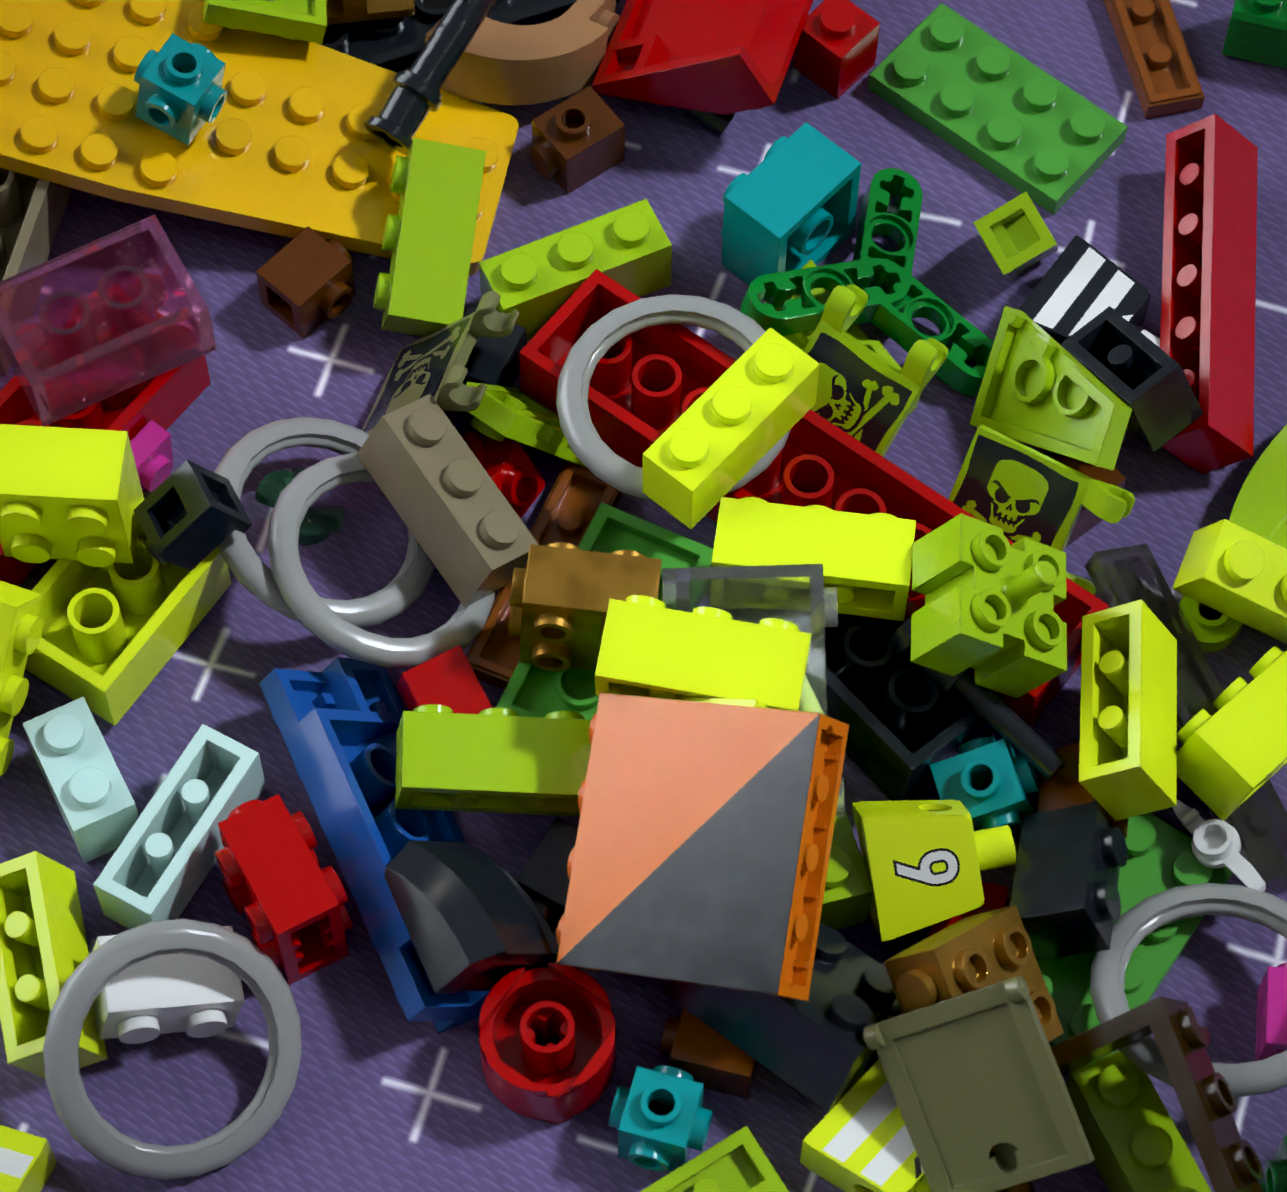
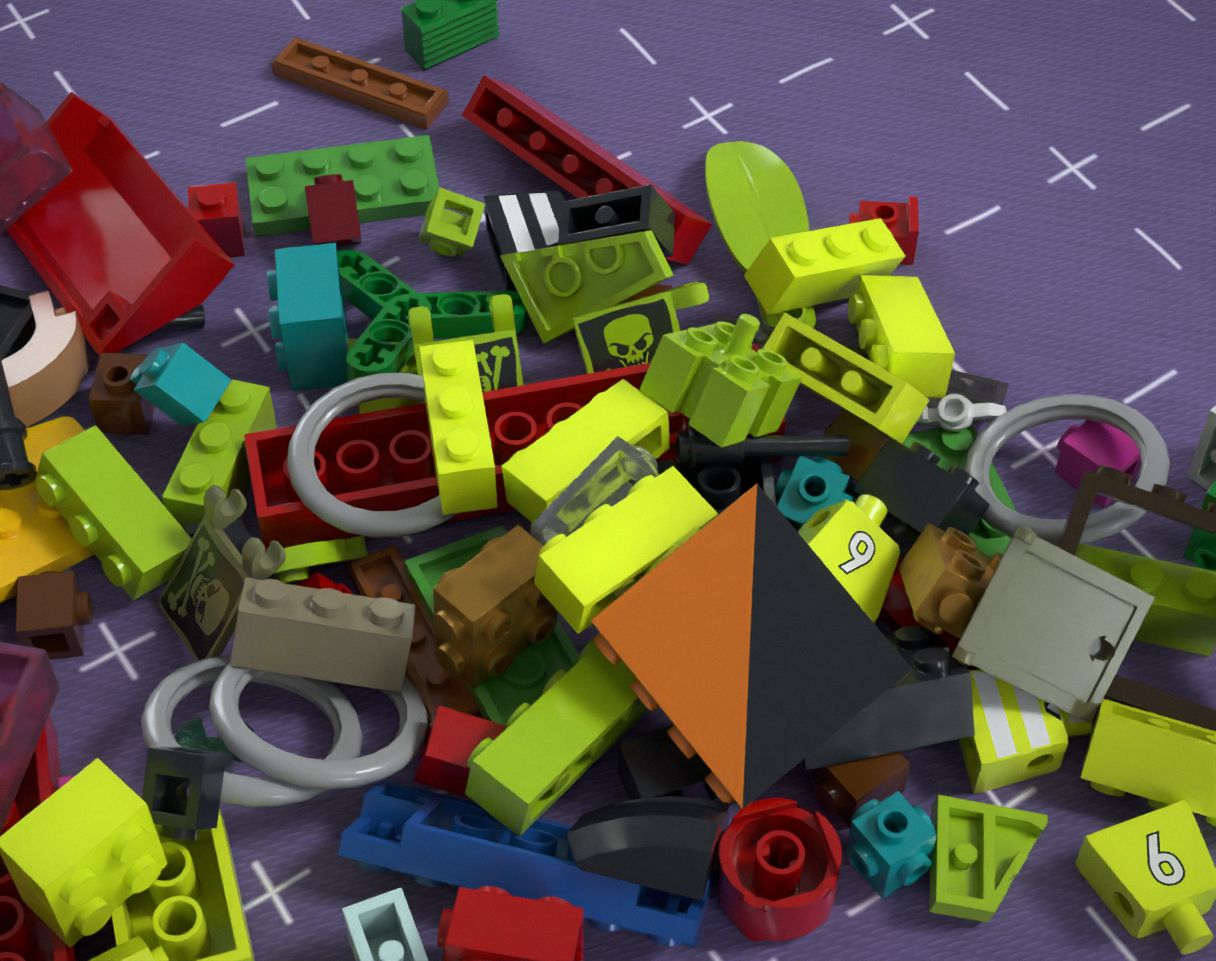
camera: 50 degrees left, 10 degrees down
(596, 176) = (180, 383): none -> teal brick
(935, 128) = (333, 211): none -> dark red brick

